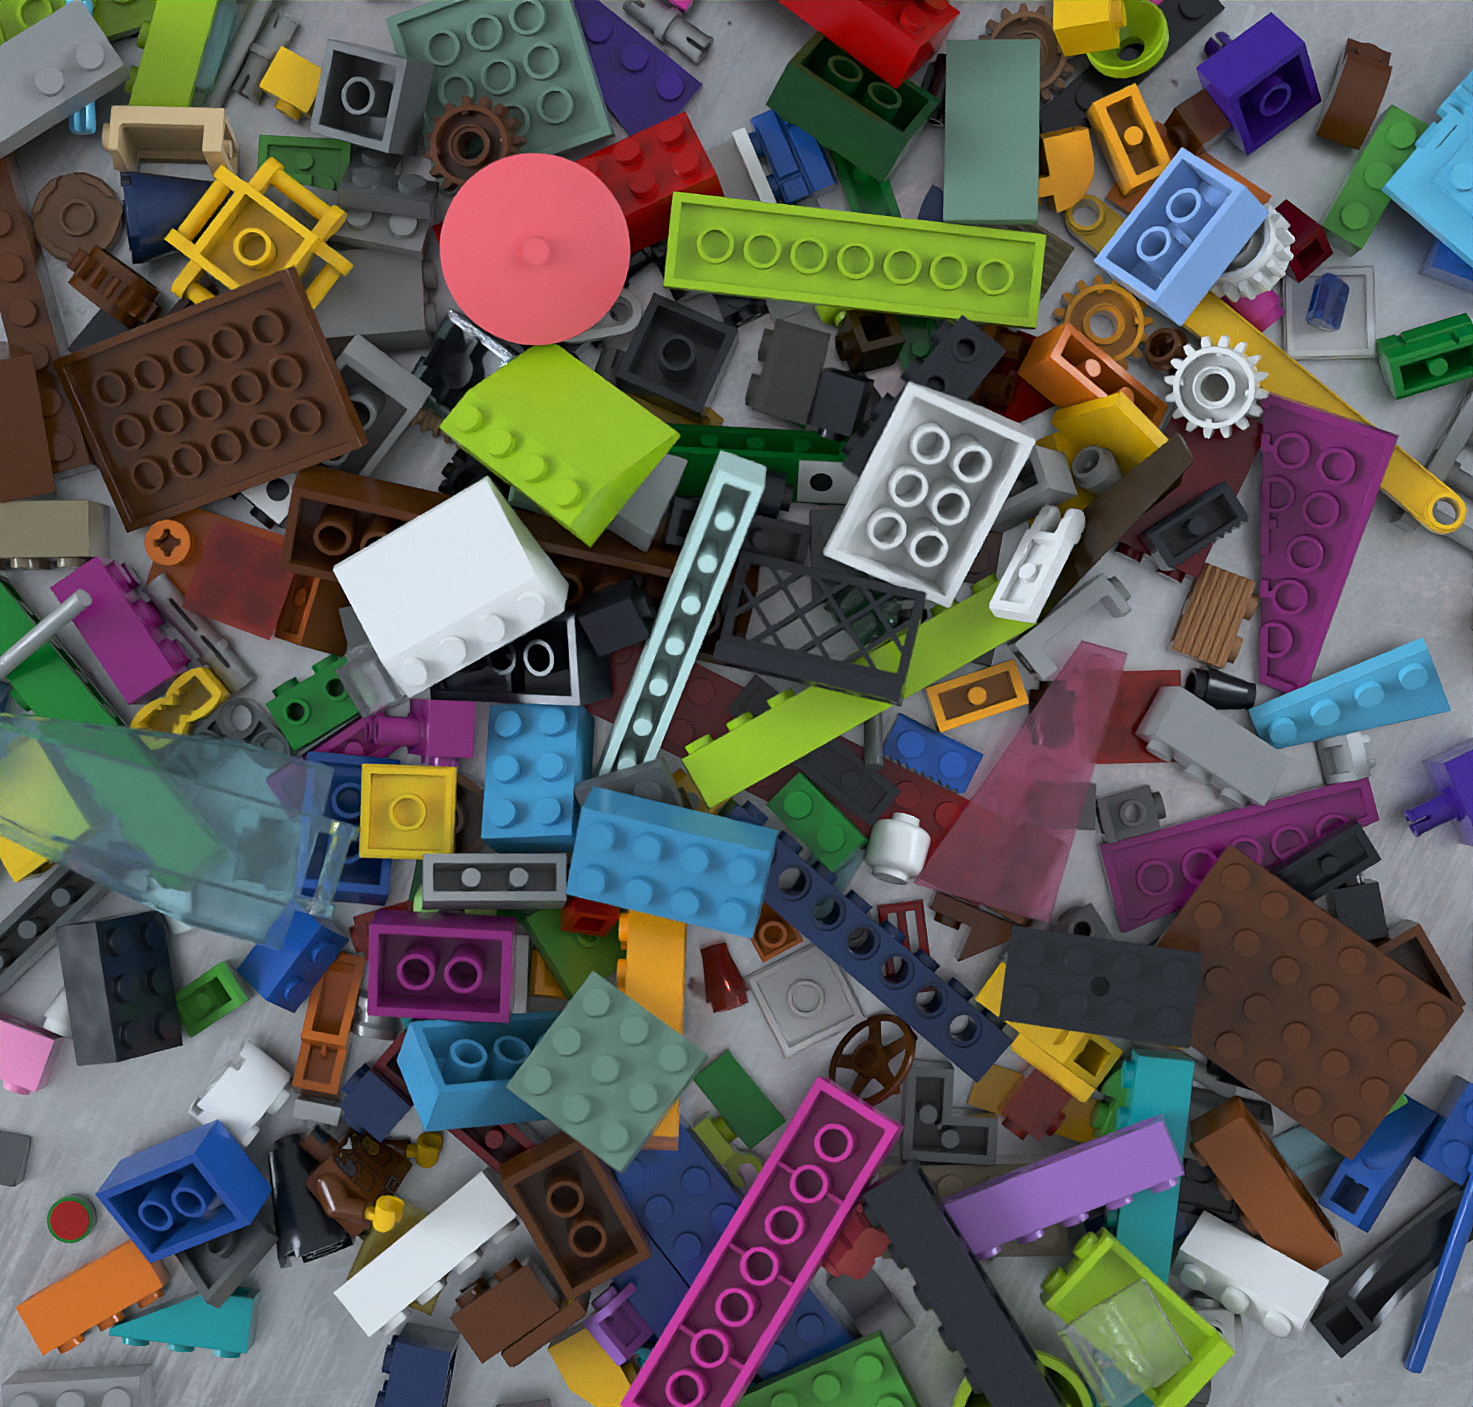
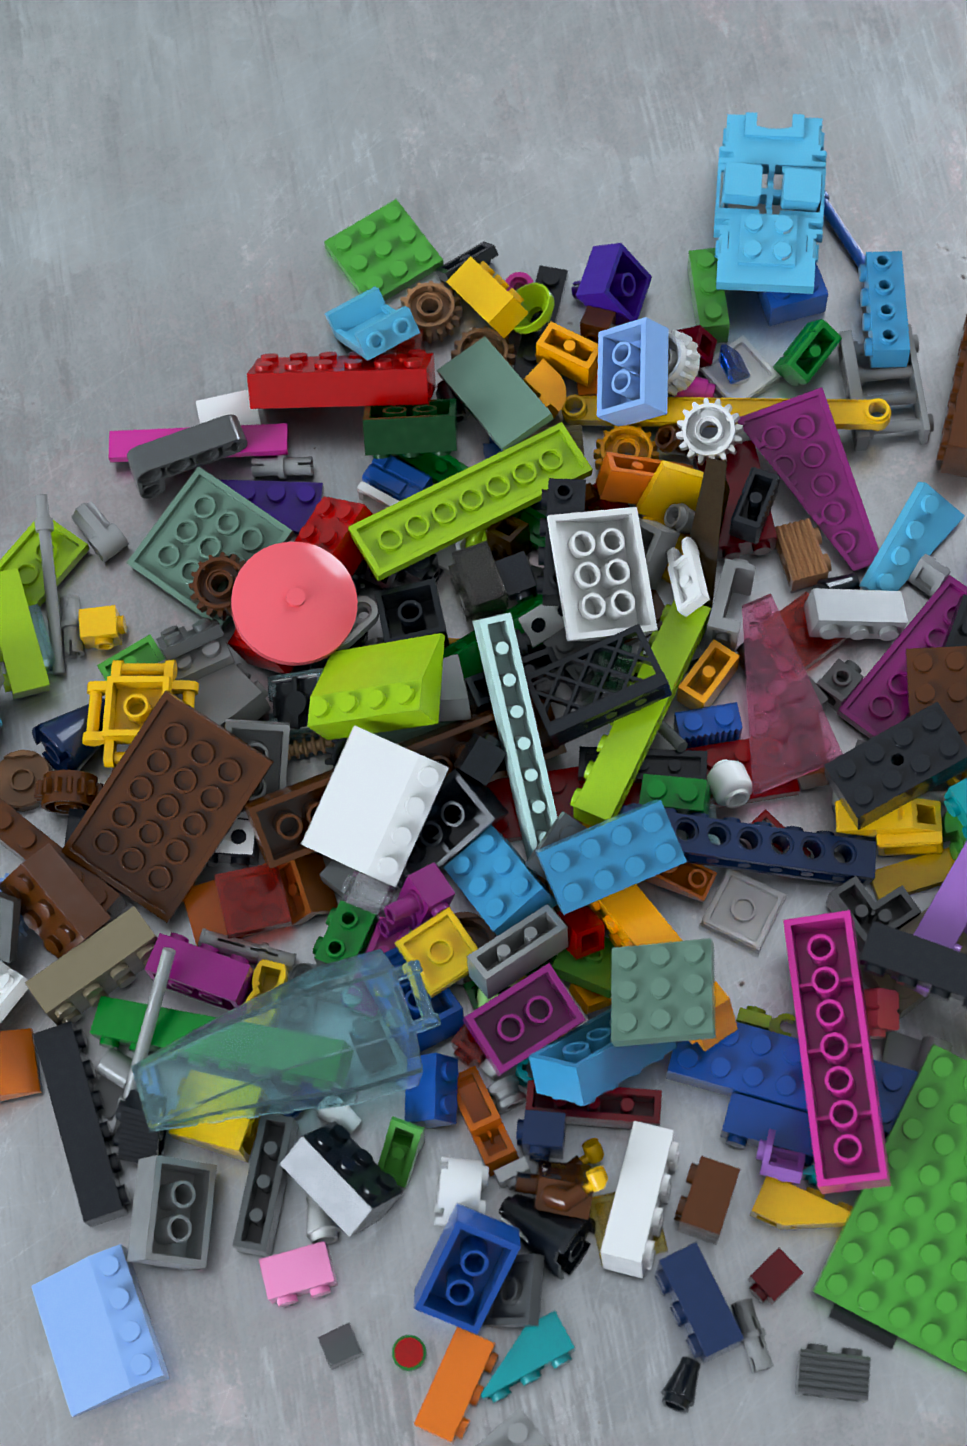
camera: 30 degrees left, 20 degrees down
(170, 136) = (48, 693): tan panel -> none
(180, 543) = (200, 916): orange wheel -> none
(371, 97) = (147, 600): dark grey brick -> none
(528, 1344) = (740, 1195): reddish brown tile -> none
(574, 1213) = (705, 1103): reddish brown brick -> none
(722, 979) = (688, 928): clear red cone -> none
(739, 1099) = (752, 991): green tile -> none
(872, 1058) = (809, 906): reddish brown wheel -> none
(983, 928) = (808, 796): reddish brown slope -> none
(1034, 1105) = (916, 868): clear red brick -> none
(1355, 94) = (667, 263): reddish brown brick -> none

